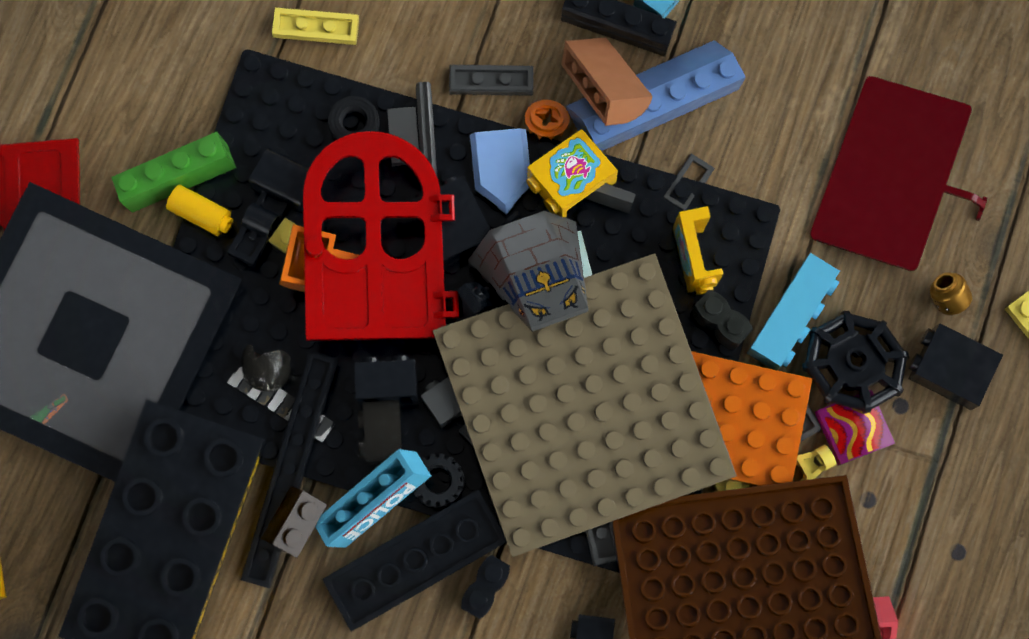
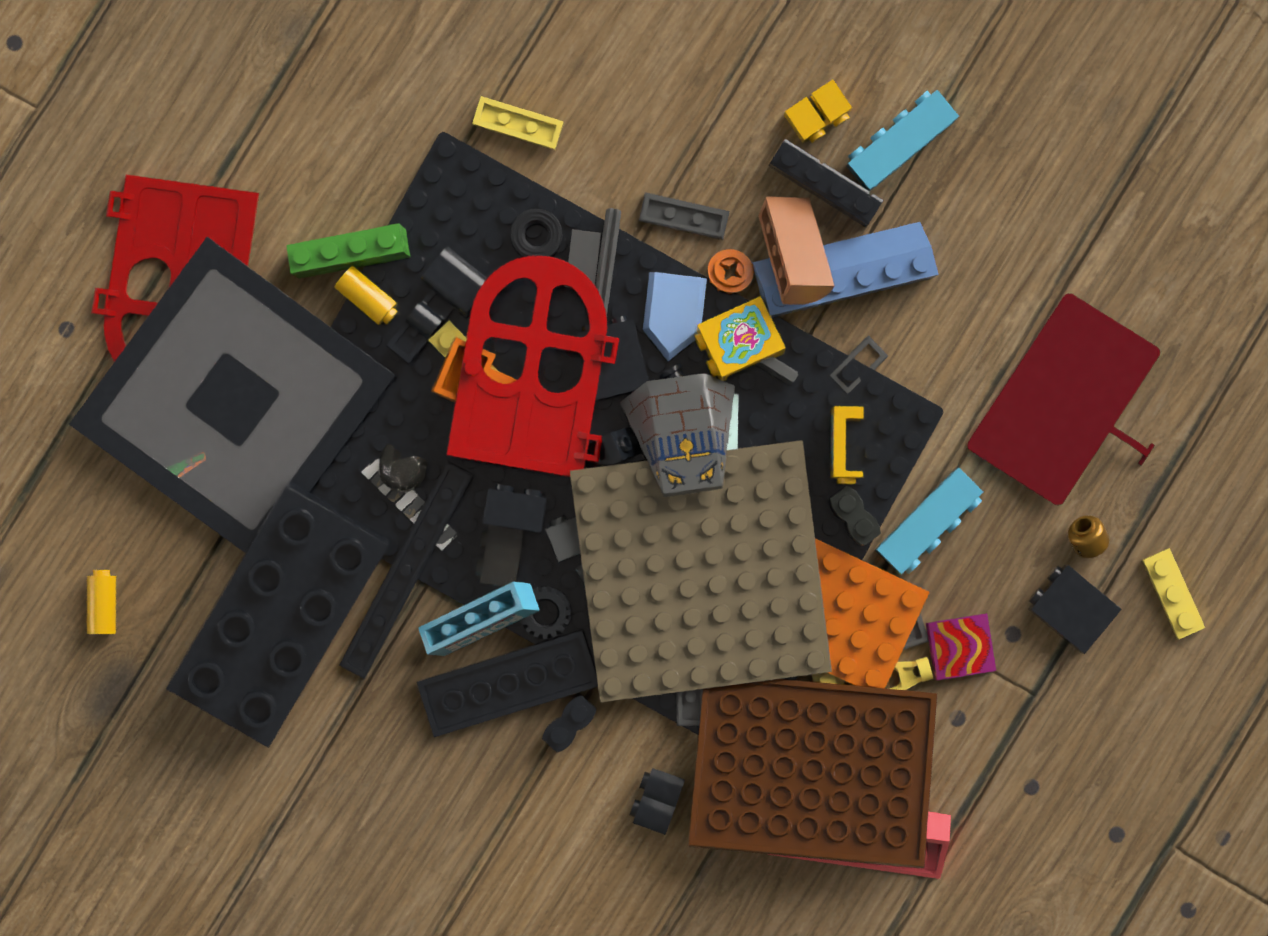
camera: 15 degrees right, 10 degrees up
(294, 521) = (400, 623): brick -> none
(849, 375) = (969, 597): black plate -> none

